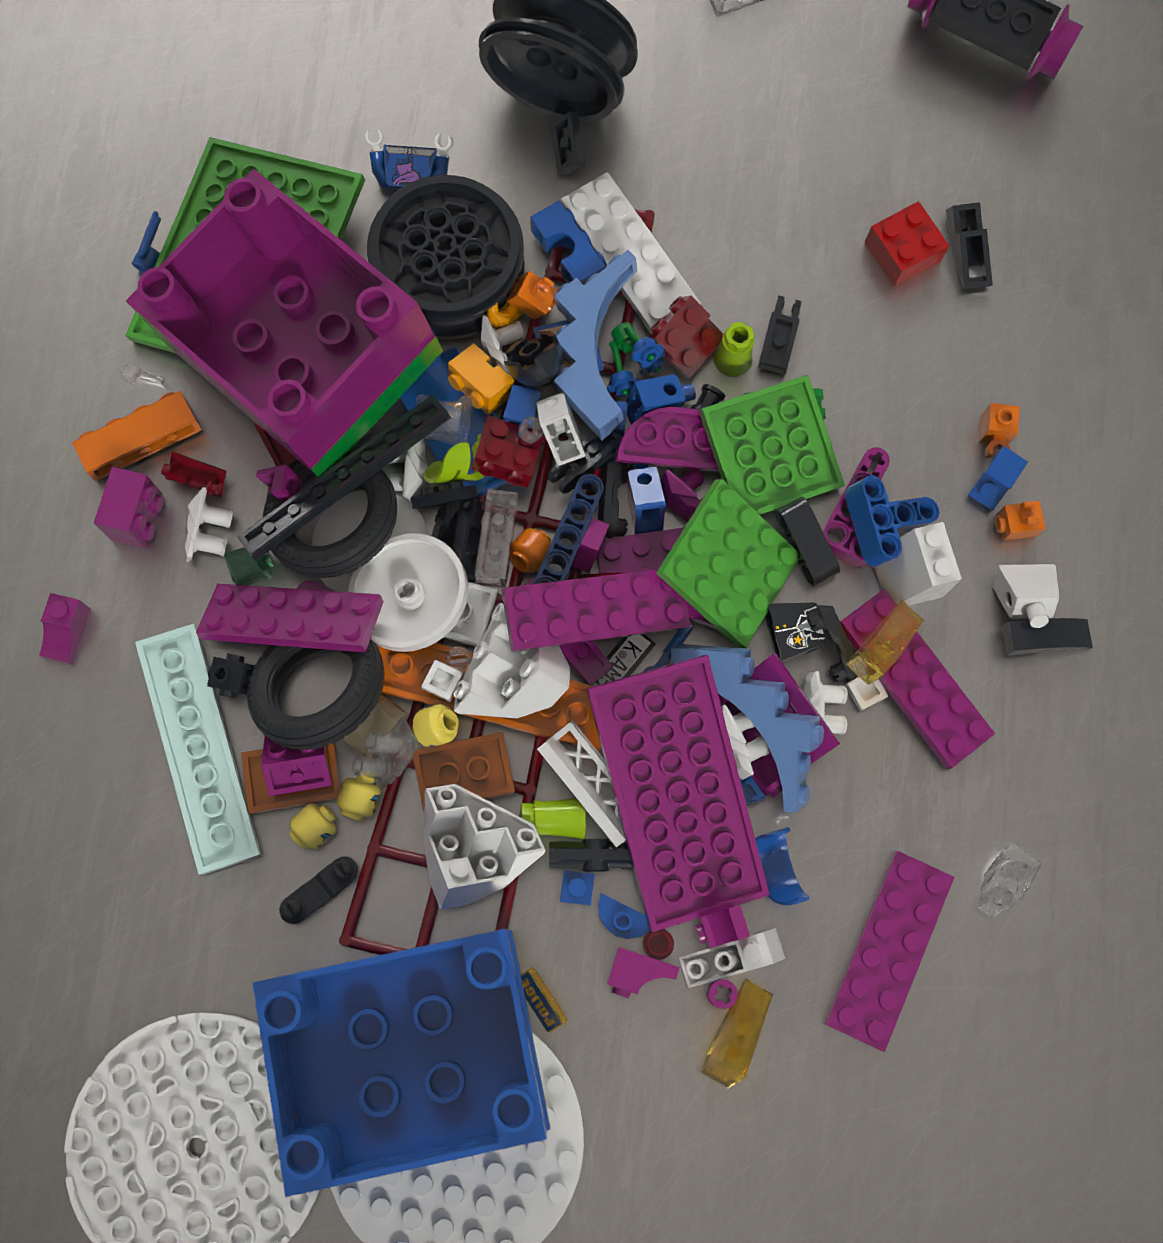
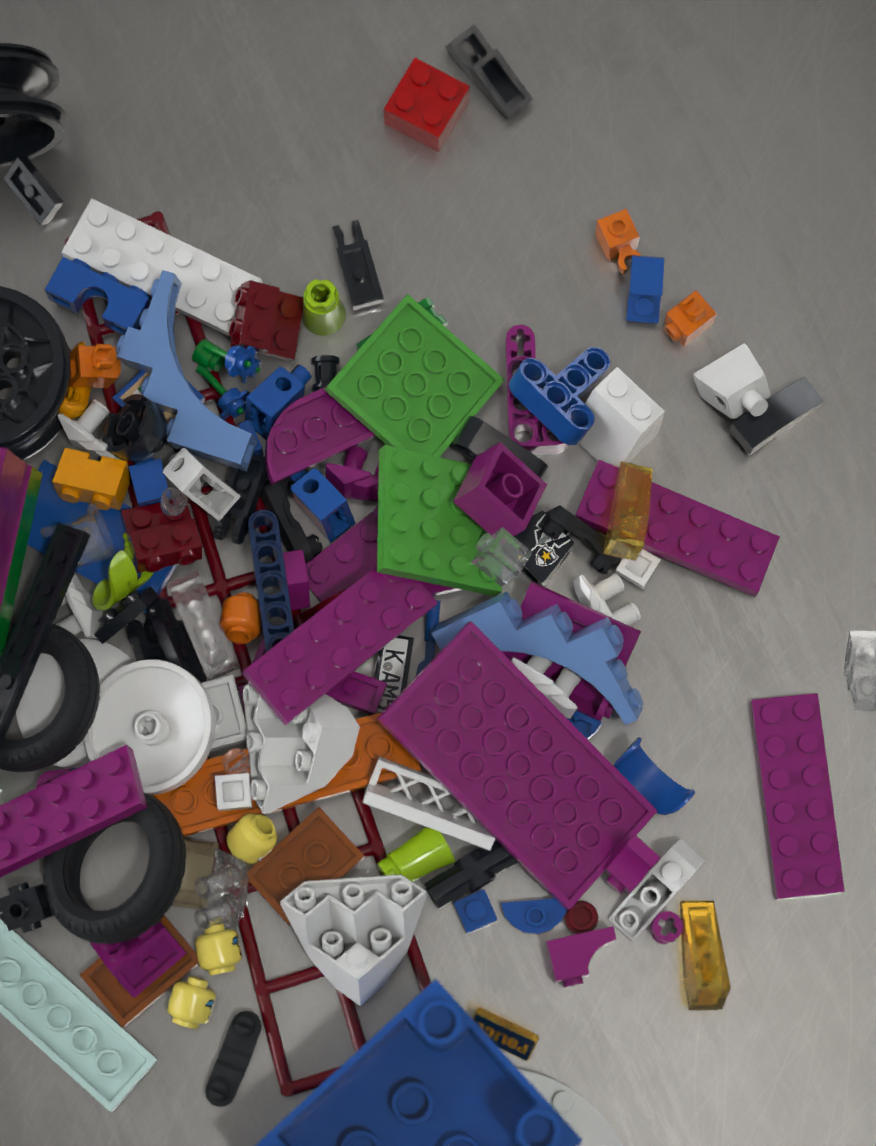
camera: 25 degrees left, 0 degrees up
(762, 619) = (501, 556): none -> clear brick
(790, 569) = (500, 491): none -> magenta brick

